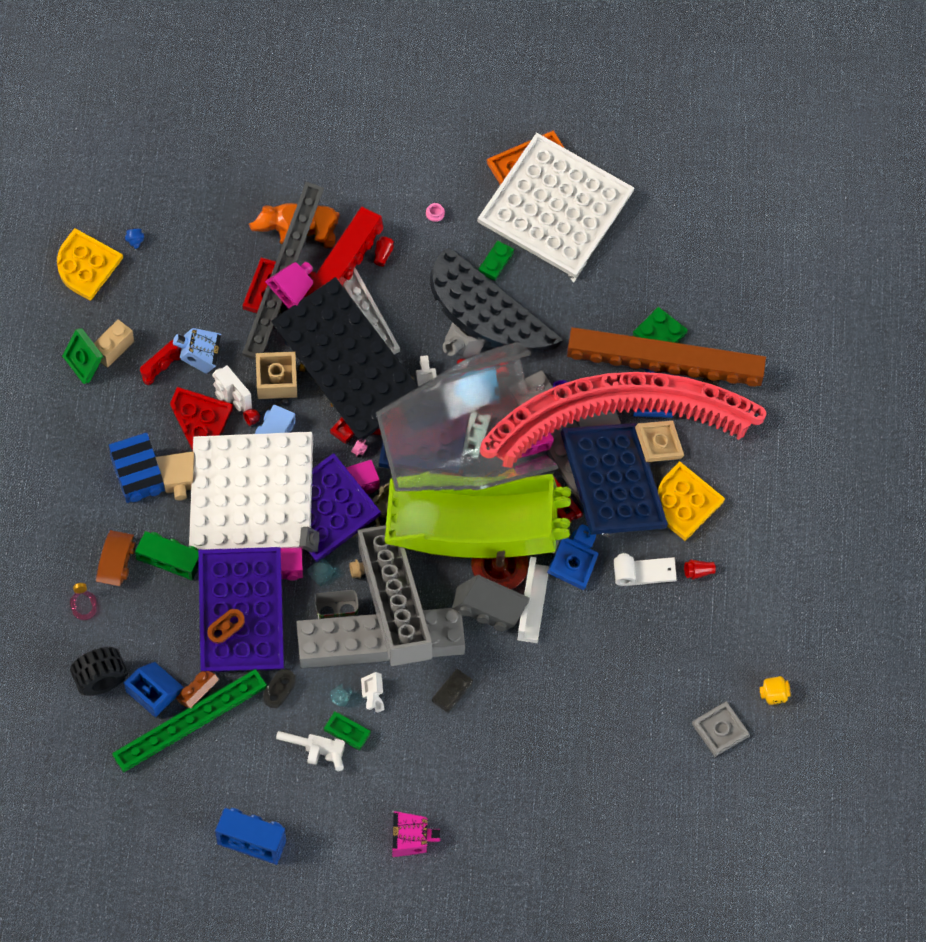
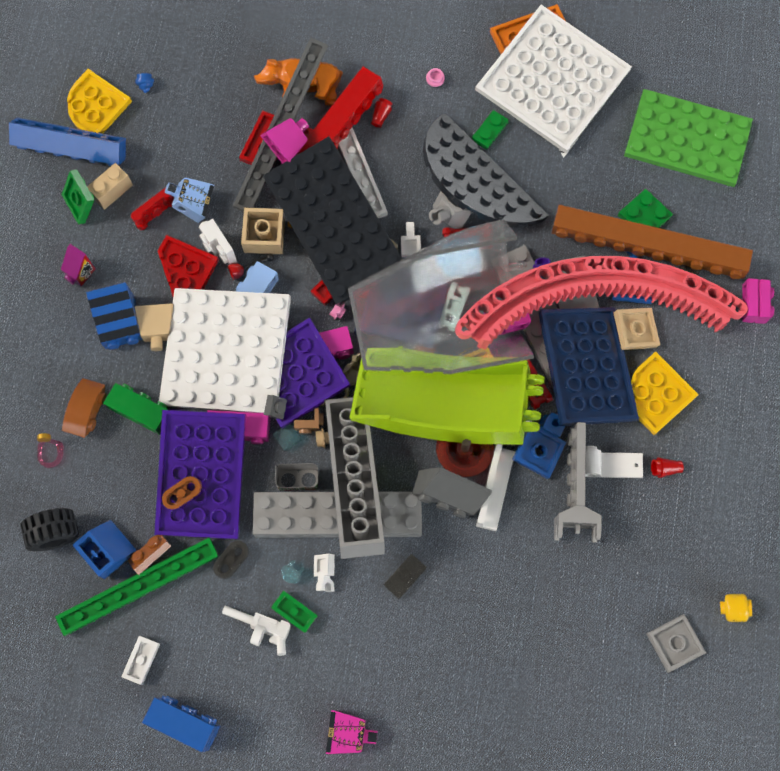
camera: 10 degrees right, 10 degrees up
(63, 302) = (67, 141): none -> brick
(90, 423) = (76, 266): none -> magenta slope
(201, 787) = (140, 660): none -> white plate
(342, 558) = (306, 426): none -> medium nougat bracket
(613, 617) = (578, 515): none -> light grey hinge
(697, 254) = (688, 137): none -> bright green plate
(776, 403) = (758, 296): none -> dark pink brick

